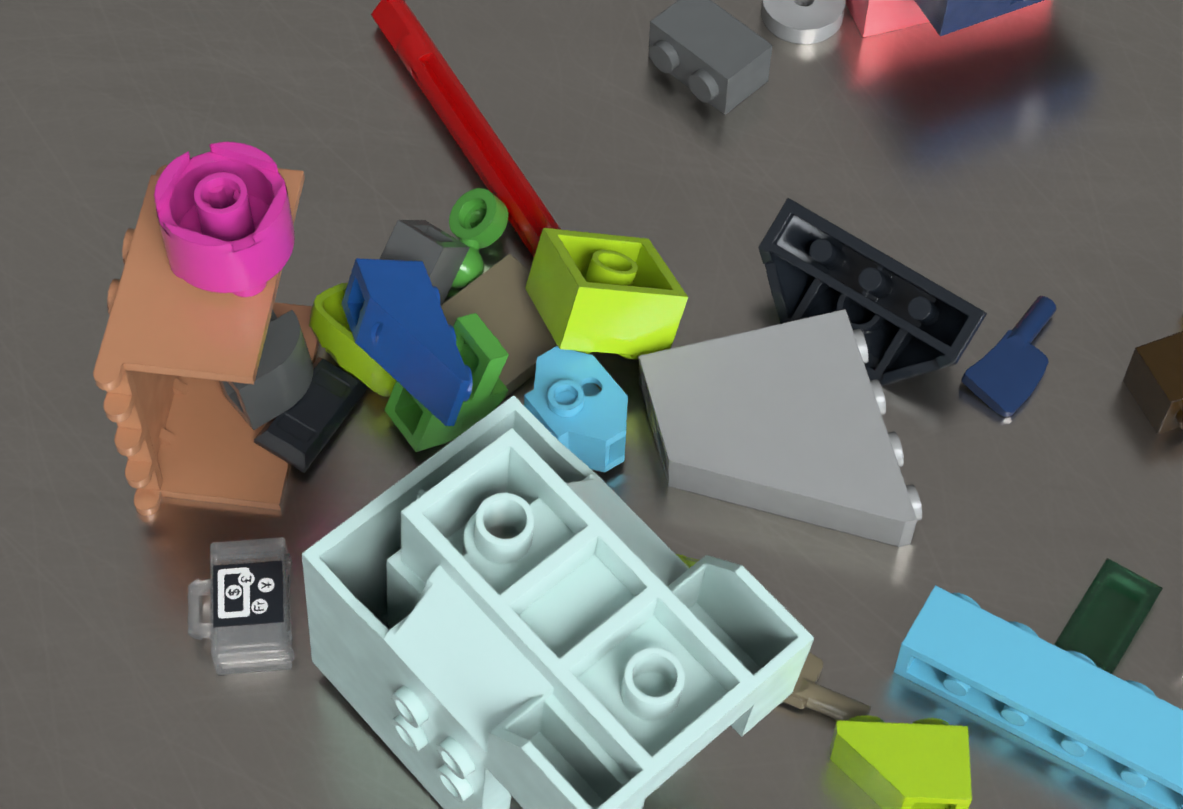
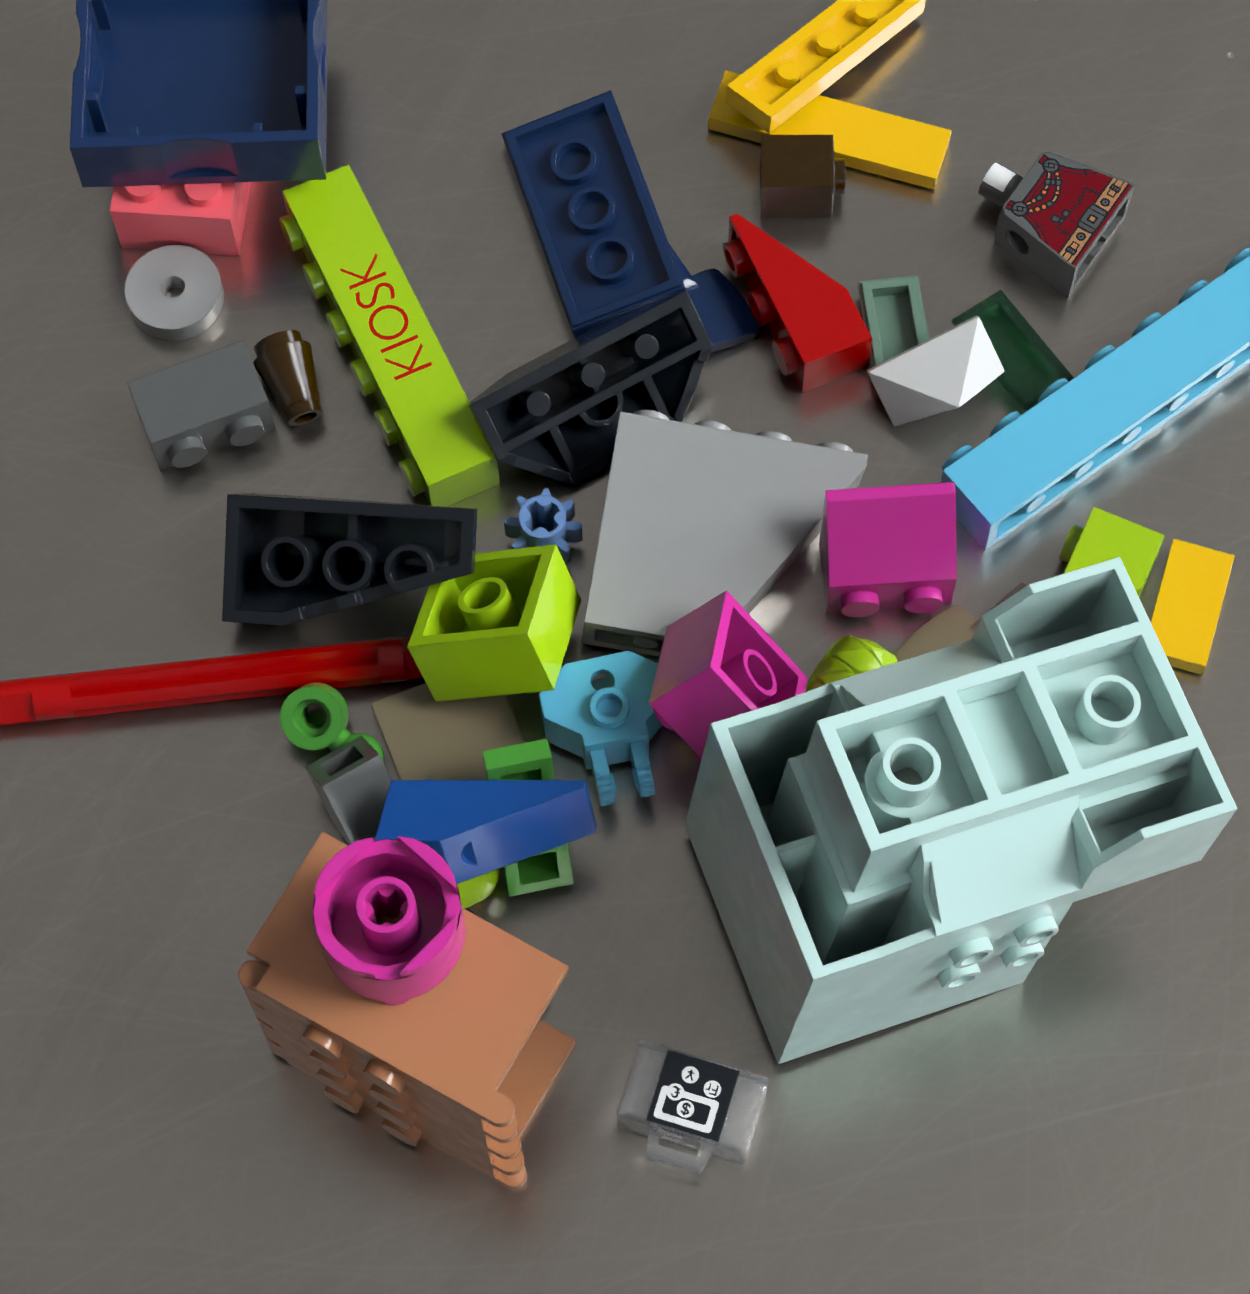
camera: 65 degrees left, 10 degrees up
(614, 163) = (323, 555): none -> black wedge
(641, 458) = (717, 668): none -> dark pink brick
(722, 310) = (545, 515): none -> medium blue gear
(769, 97) = (289, 375): none -> dark brown cone
(835, 569) = (889, 548): none -> dark pink slope
(841, 142) = (390, 339): none -> lime brick
(1034, 440) = (808, 312): none -> red slope
(1042, 557) = (937, 373): none -> white slope
(1045, 248) = (592, 212): none -> dark blue tile
(1067, 518) = (892, 315): none -> sand green tile

